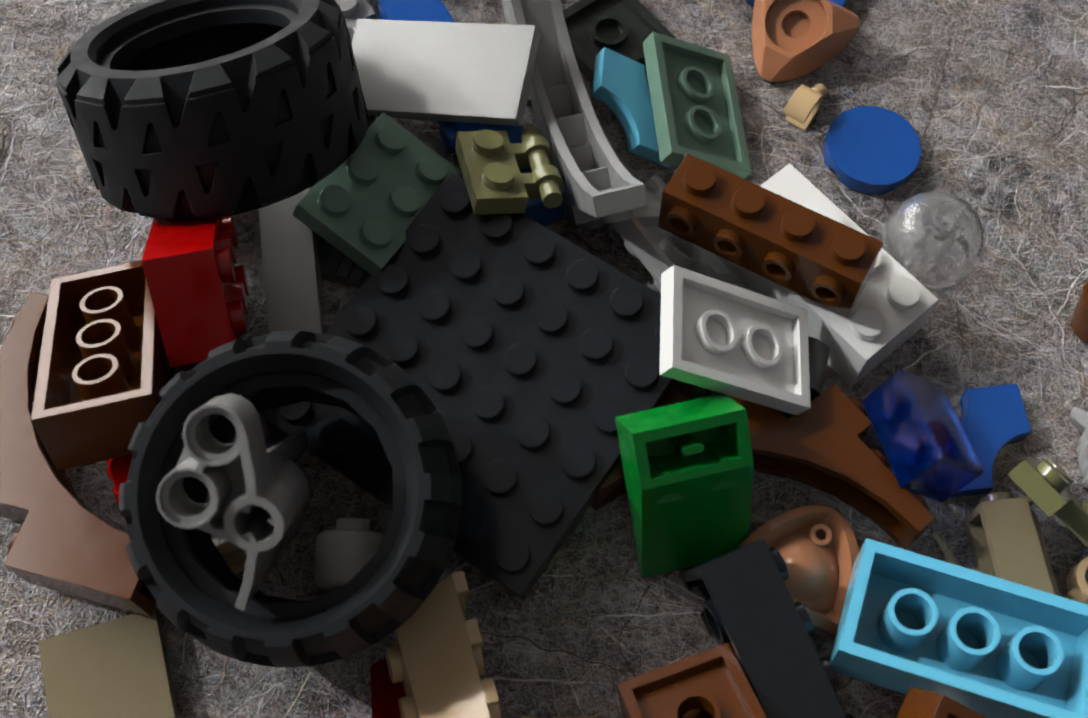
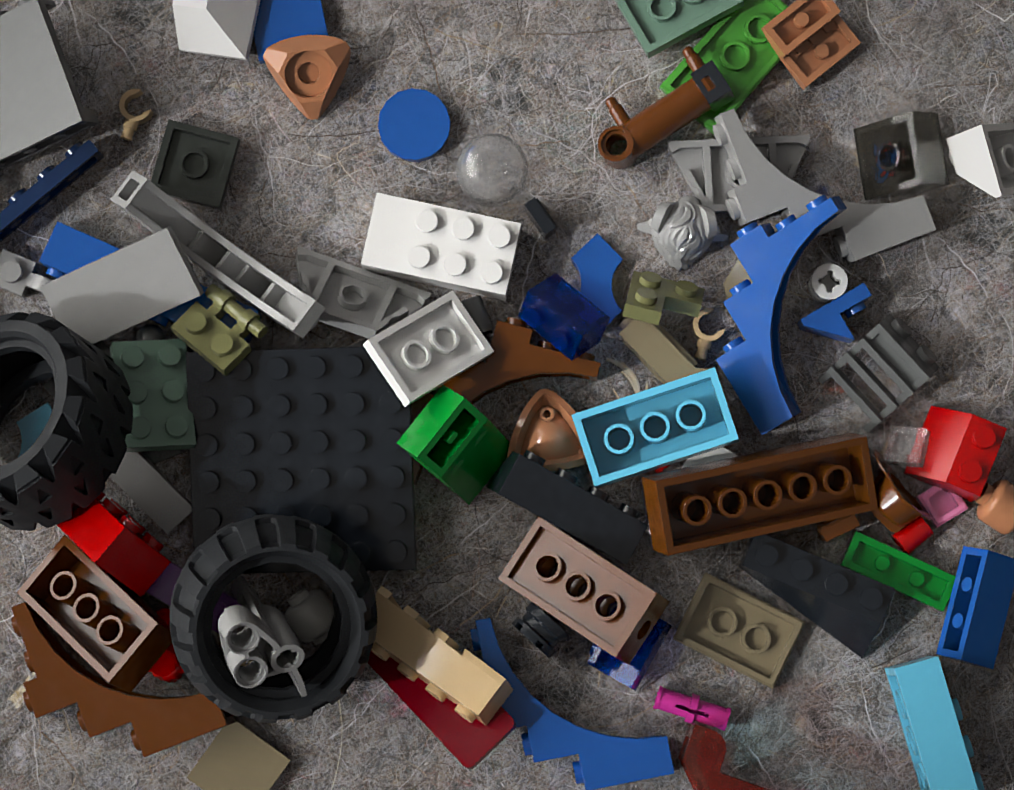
camera: 30 degrees left, 20 degrees up
(625, 91) = (268, 216): medium azure tile -> none
(695, 104) = (290, 184): sand green plate -> none
(768, 234) = (400, 265): reddish brown brick -> none
(805, 105) = (353, 124): tan piece -> none
(958, 322) = (540, 218): none -> black tile

